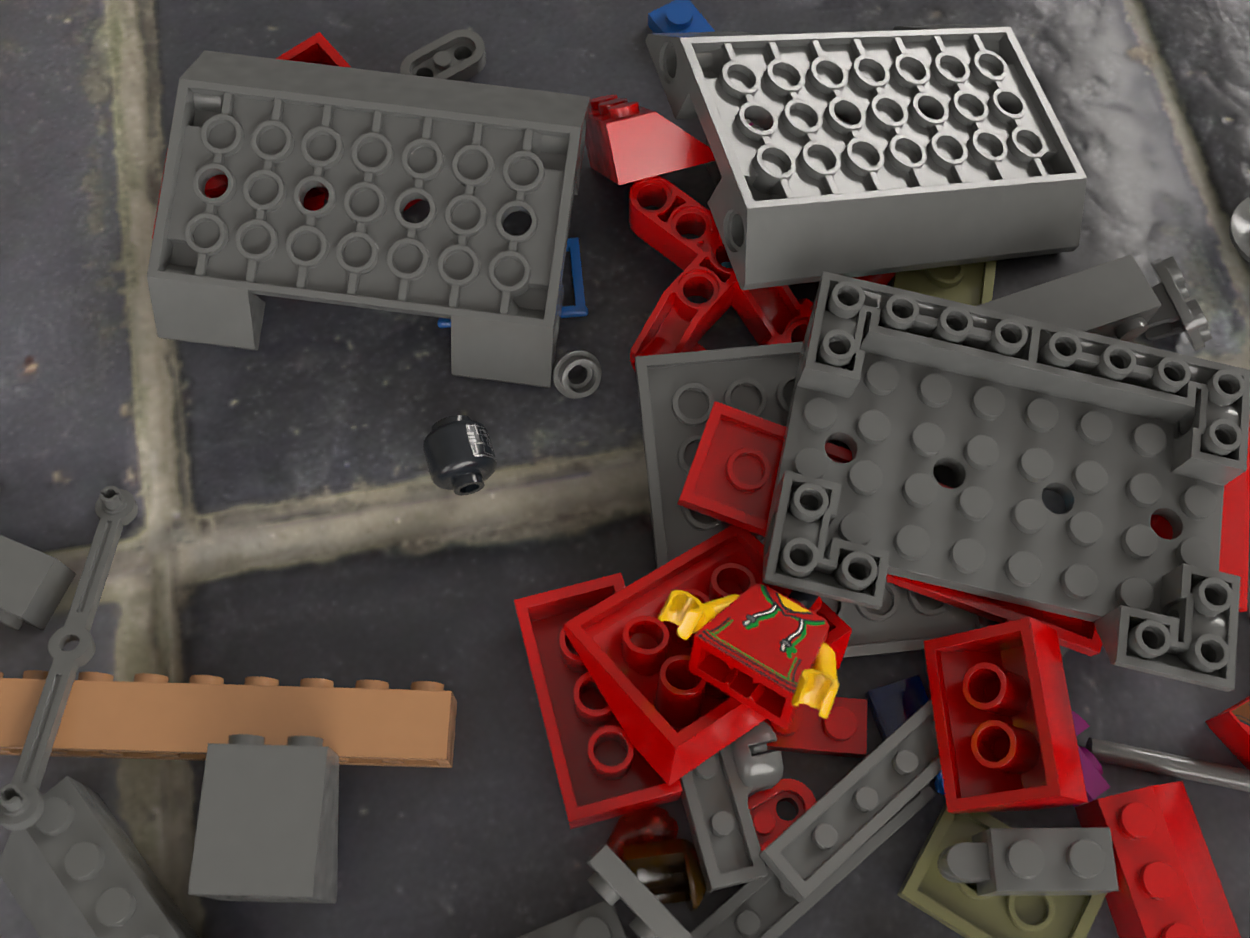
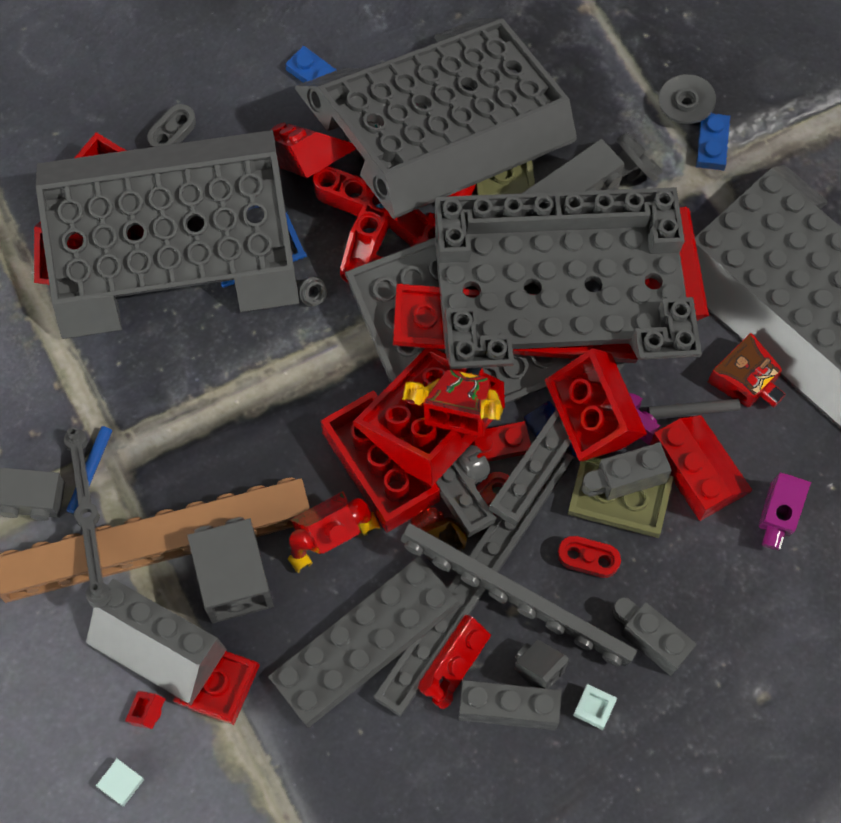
camera: 15 degrees left, 0 degrees up
(135, 547) = (92, 462): none -> blue bar
(459, 454) = (261, 355): black head -> none
(467, 799) = (328, 527): none -> red torso

